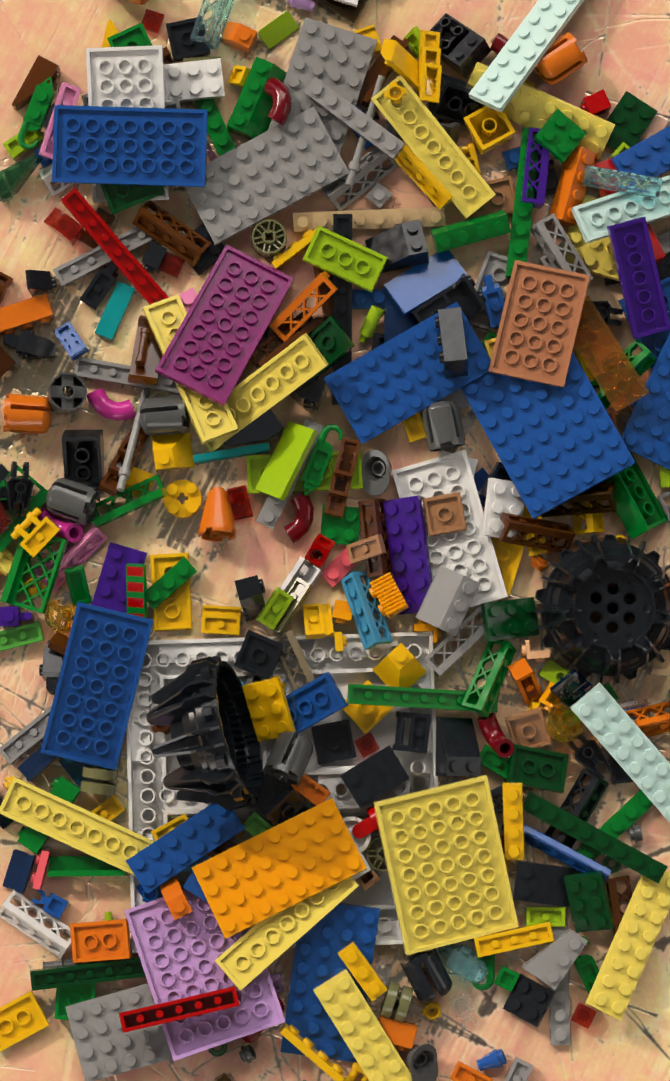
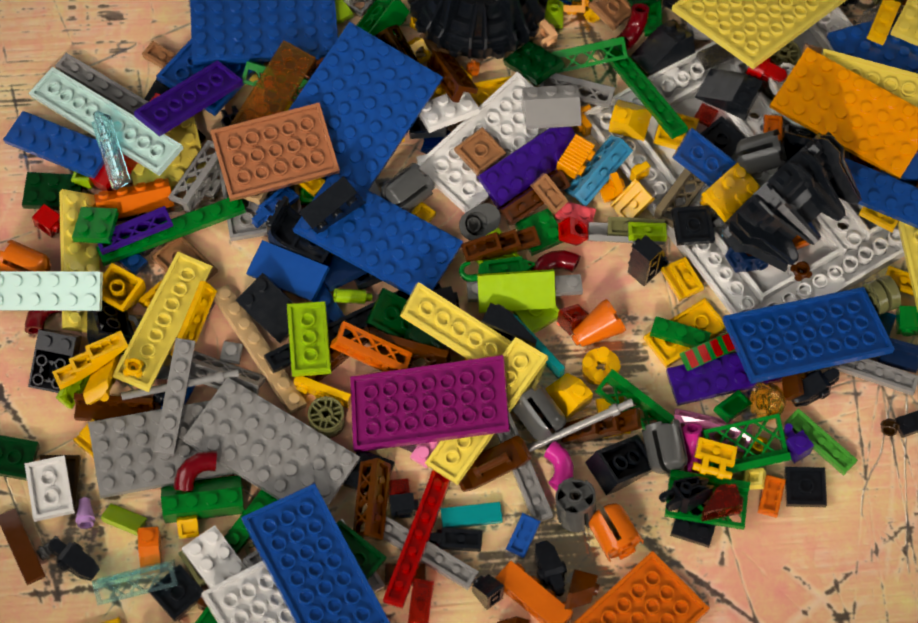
camera: 120 degrees left, 20 degrees down
(418, 732) = (674, 77): black plate -> none
(470, 231) = (222, 257): green brick -> none
(525, 681) = (574, 31): orange slope -> none

